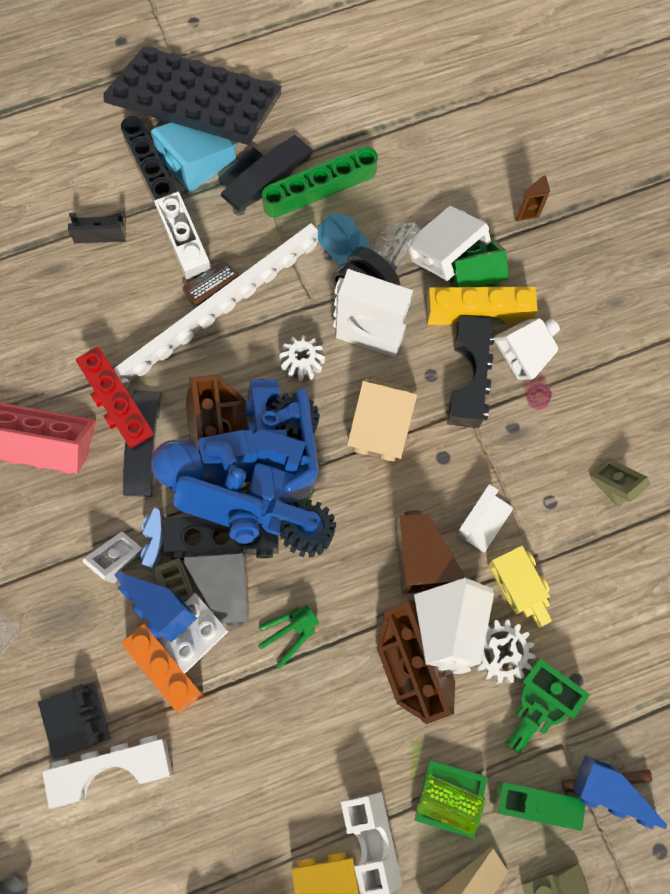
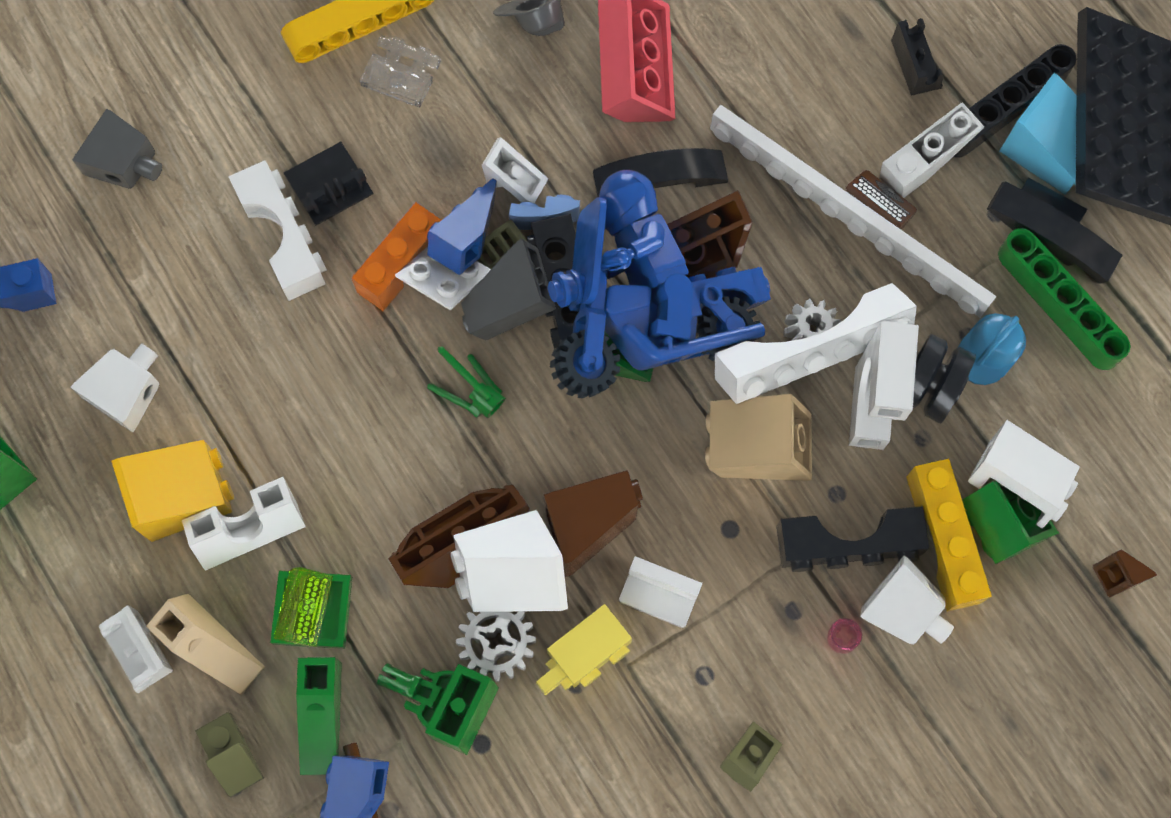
camera: 80 degrees right, 0 degrees up
(114, 397) = (701, 124): red bracket -> none
(333, 403) = (759, 367): none -> white arch
(395, 242) = (997, 404): clear plate -> none

